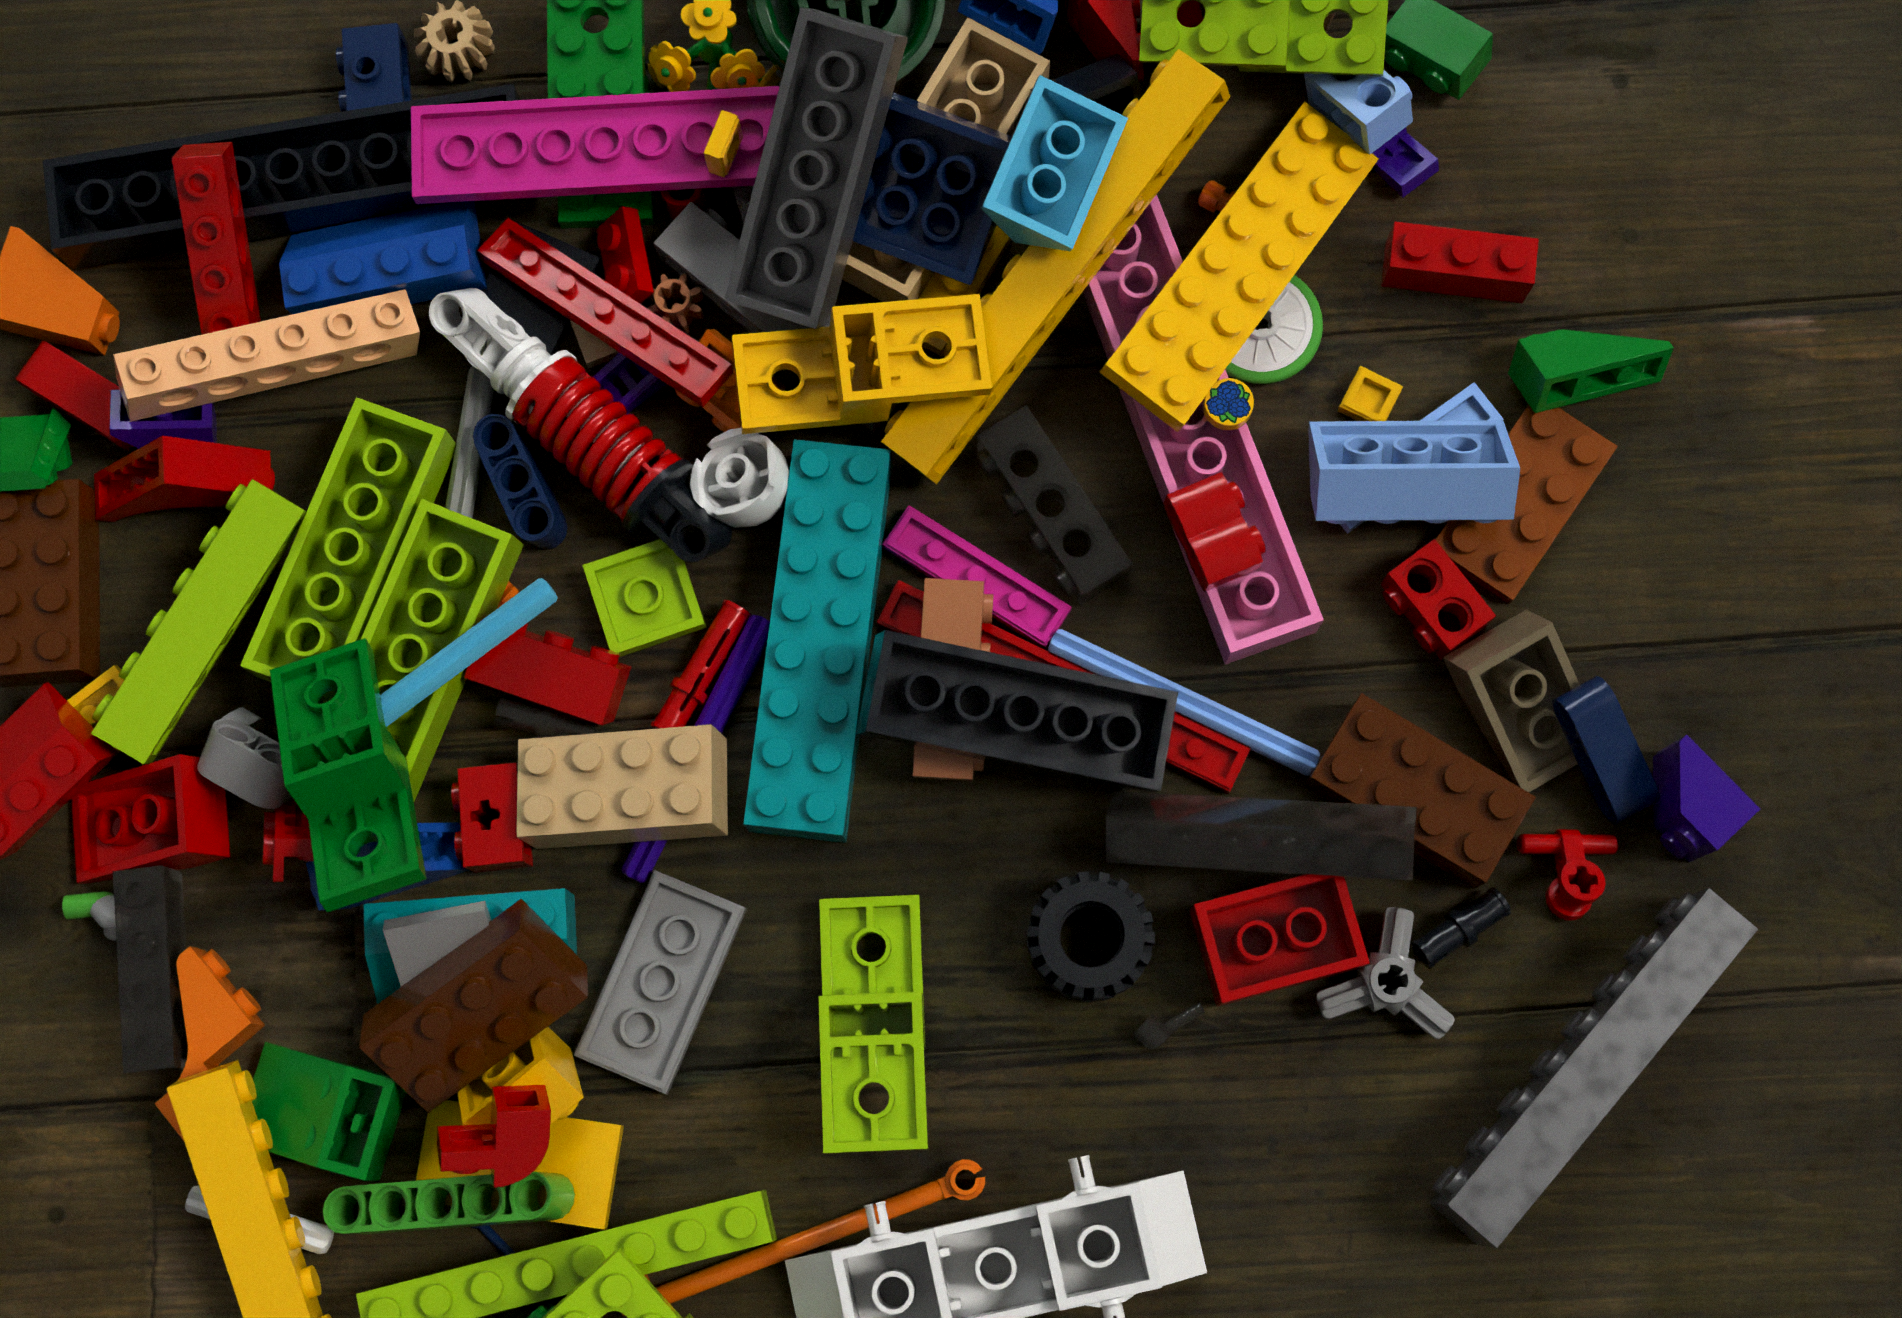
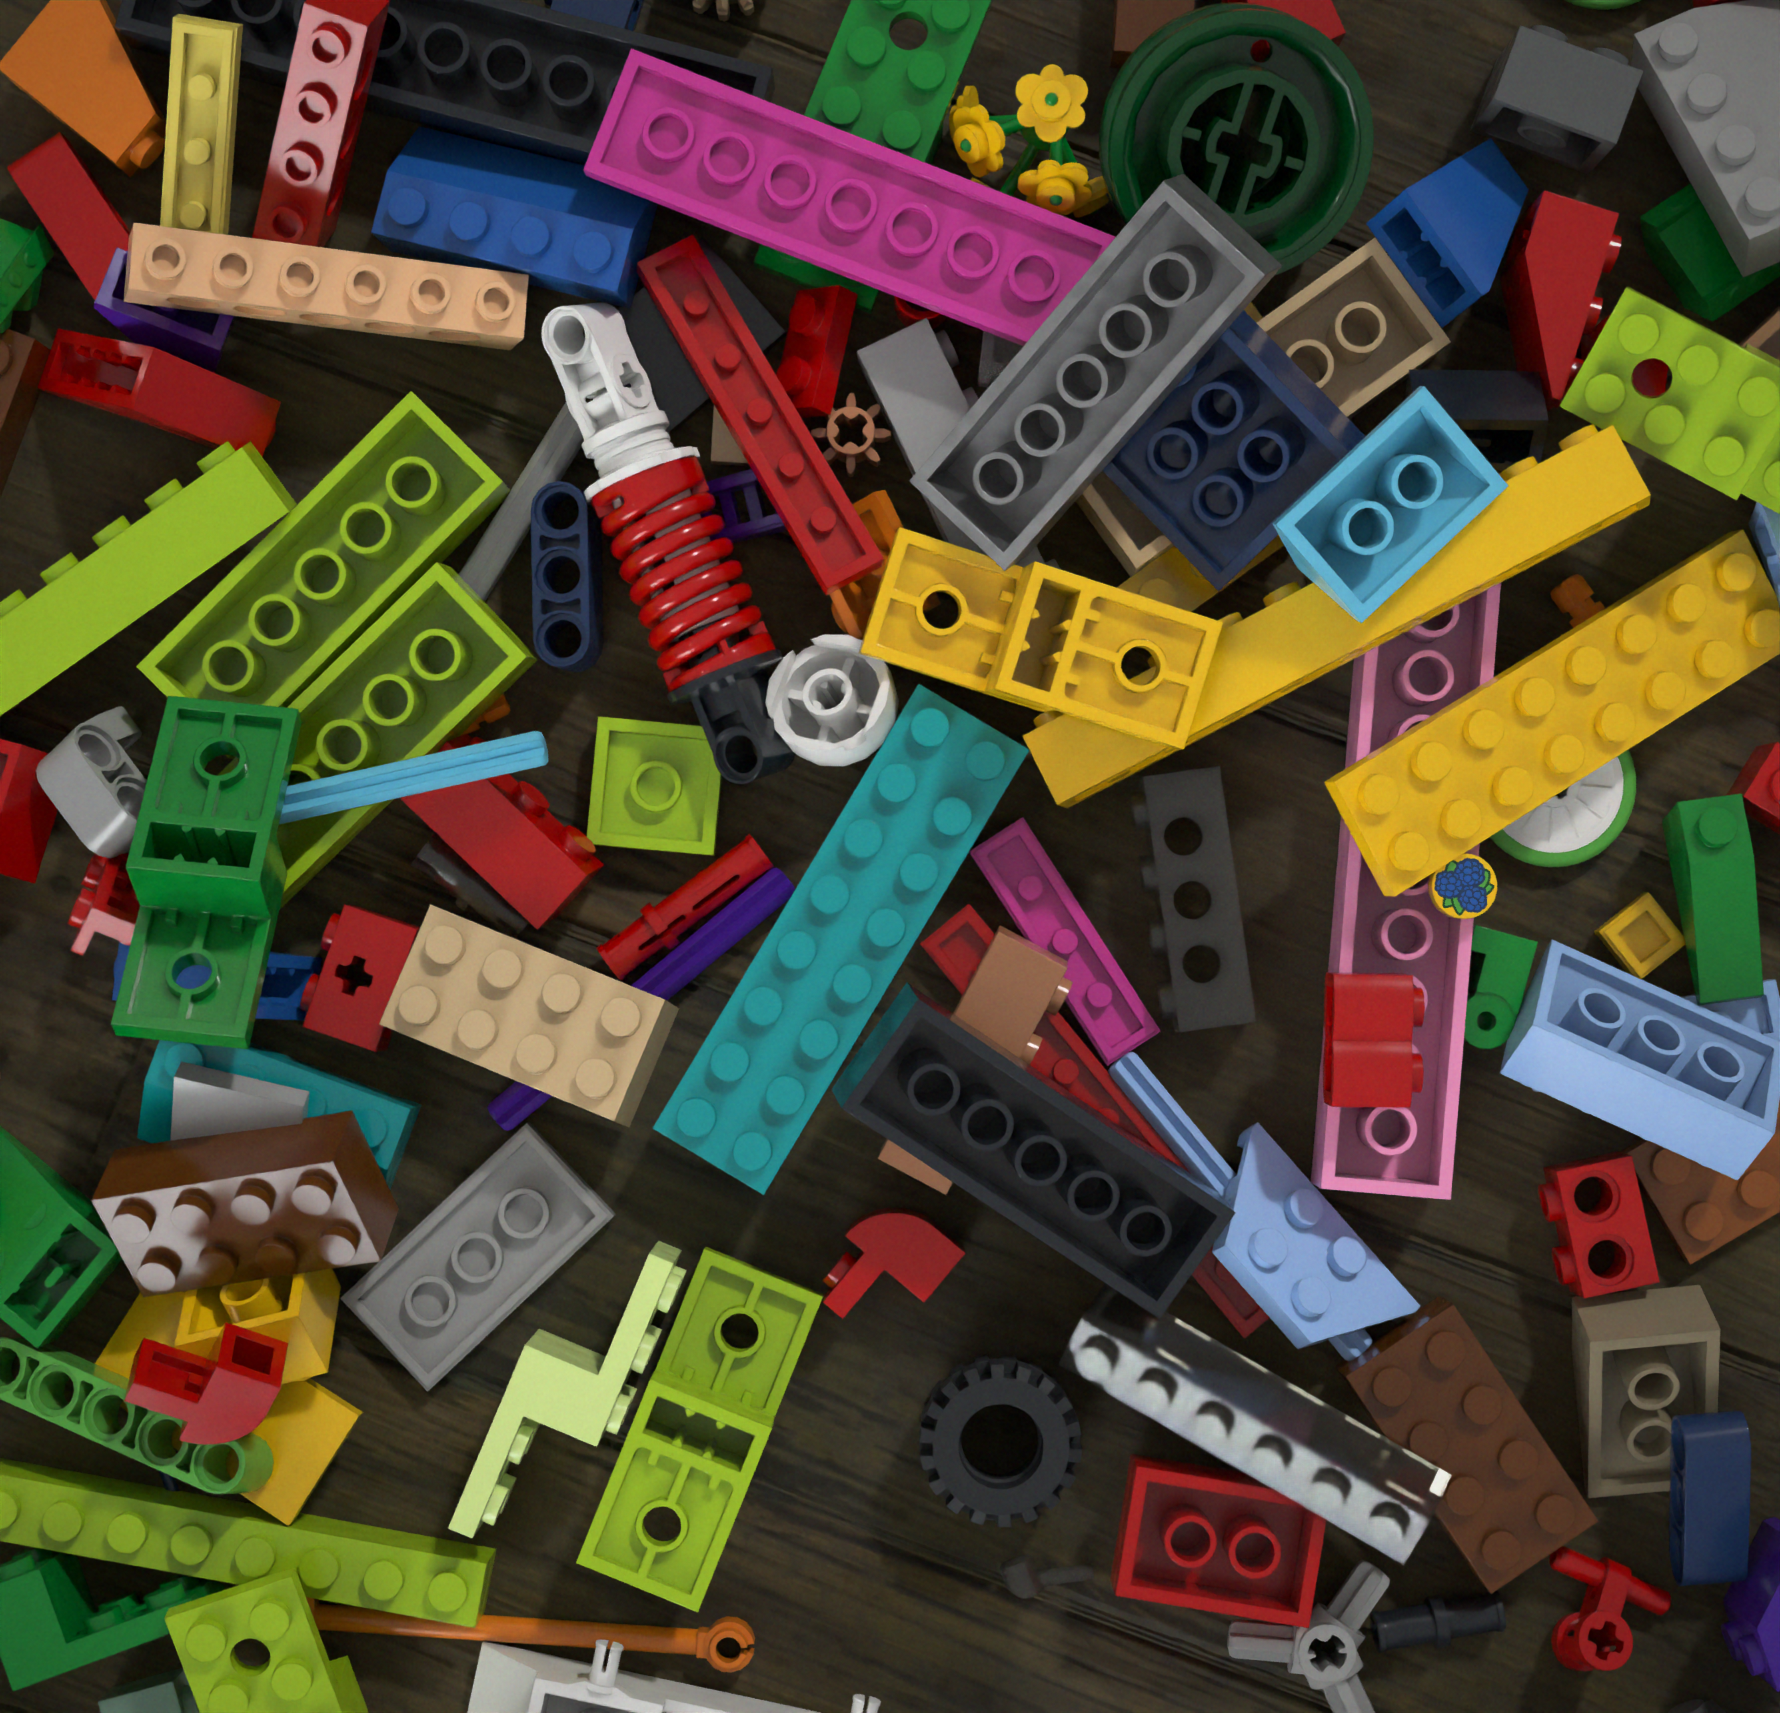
camera: 20 degrees right, 10 degrees up
(134, 279) = (201, 124): none -> light yellow tile
(723, 144) = (995, 283): yellow tile -> none
(765, 1038) = (568, 1391): none -> yellowish green bracket
(955, 832) = (895, 1241): none -> red brick
(1240, 711) = (1300, 1252): none -> light blue wing
(1286, 470) = (1496, 985): none -> green leg
(1405, 343) = (1716, 896): none -> green slope

